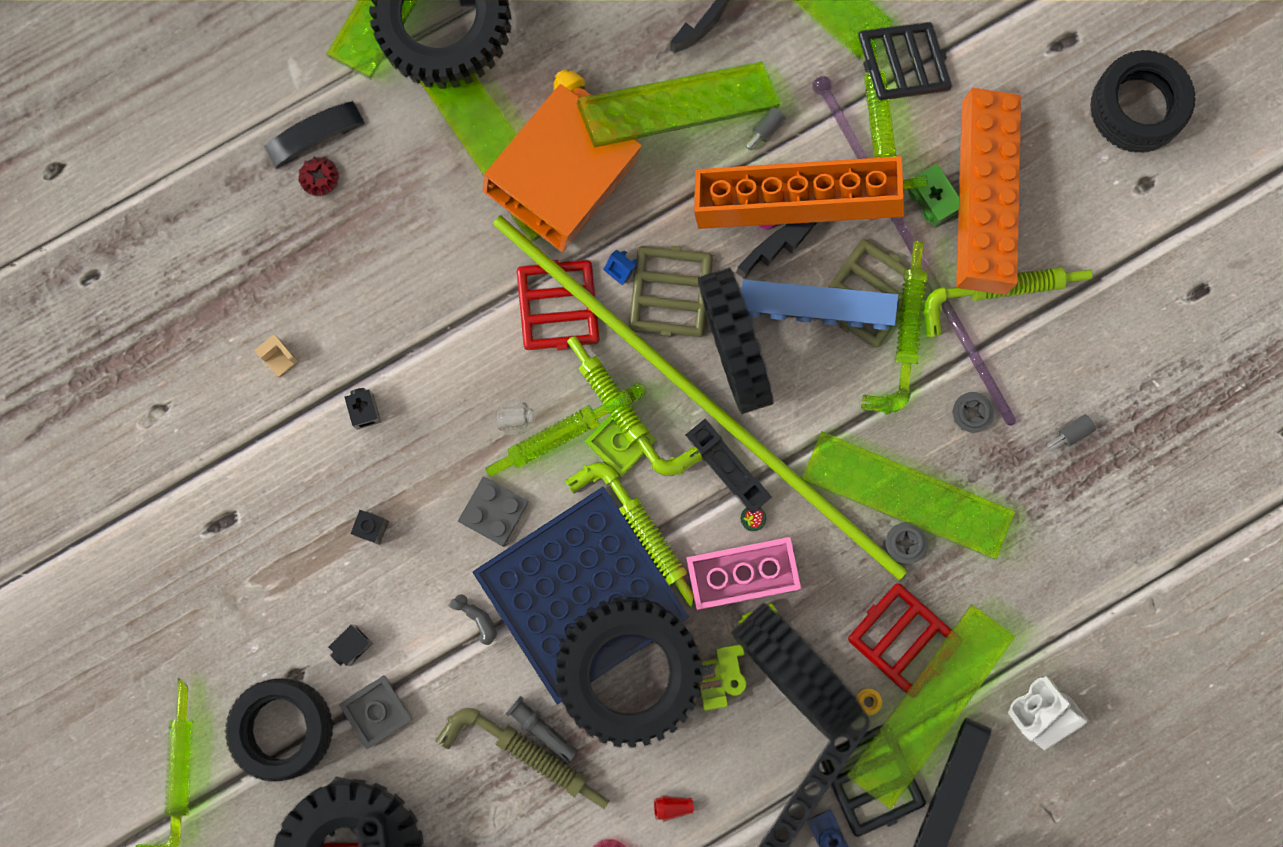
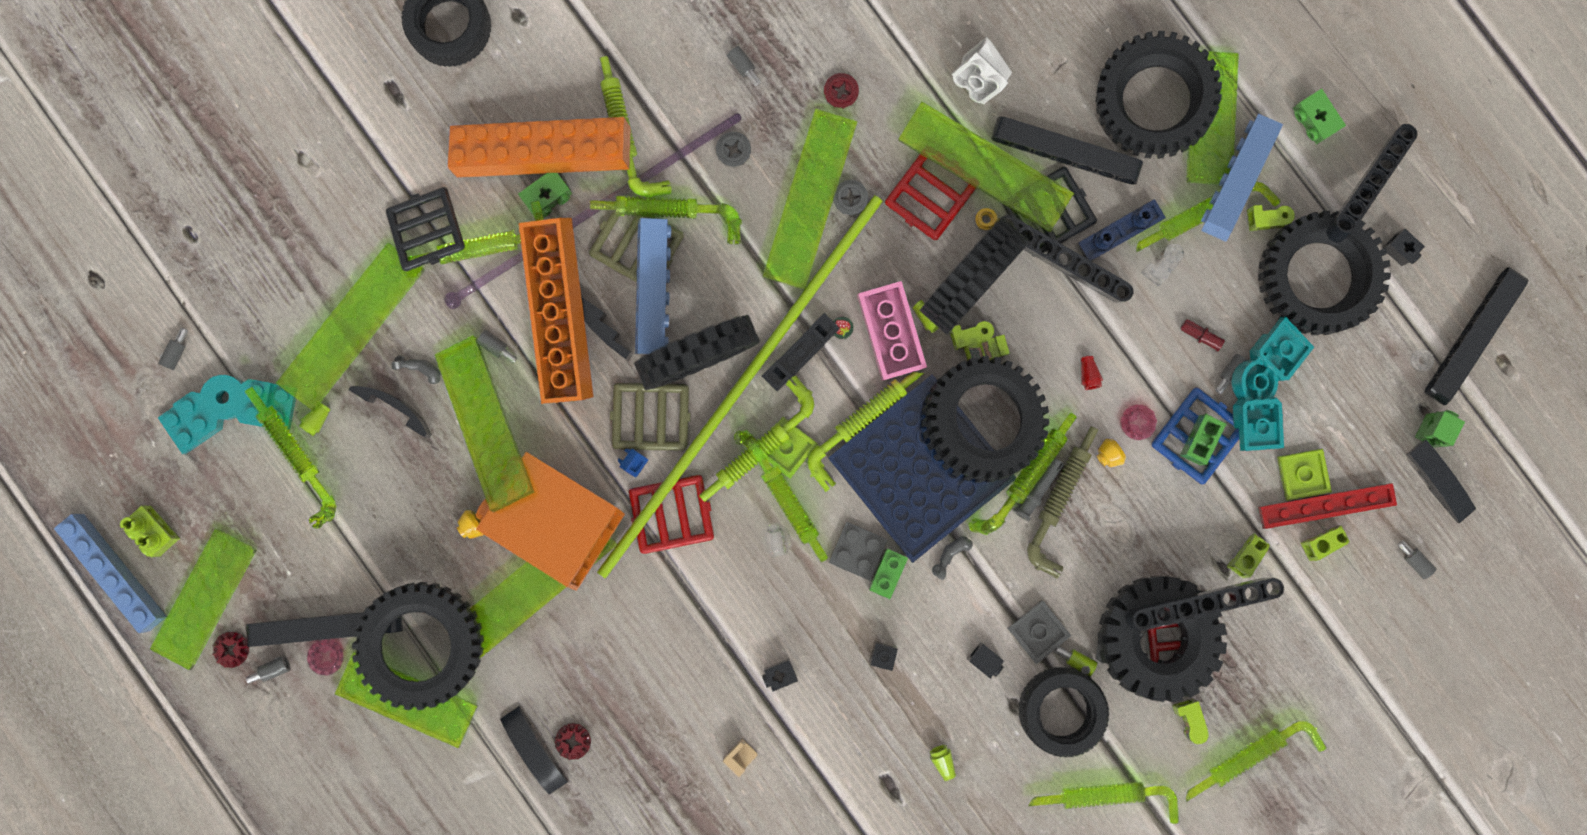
camera: 100 degrees left, 5 degrees up
(243, 584) = (943, 761): none -> lime cone
(337, 755) = (1078, 660): none -> lime piece
(462, 541) = (888, 573): none -> bright green brick
(556, 718) = (1027, 478): none -> clear neon green piece
(574, 820) = (1111, 453): none -> yellow cone
(751, 48) = (421, 365): none -> dark grey arm
(1046, 541) = (837, 81): none -> dark red gear

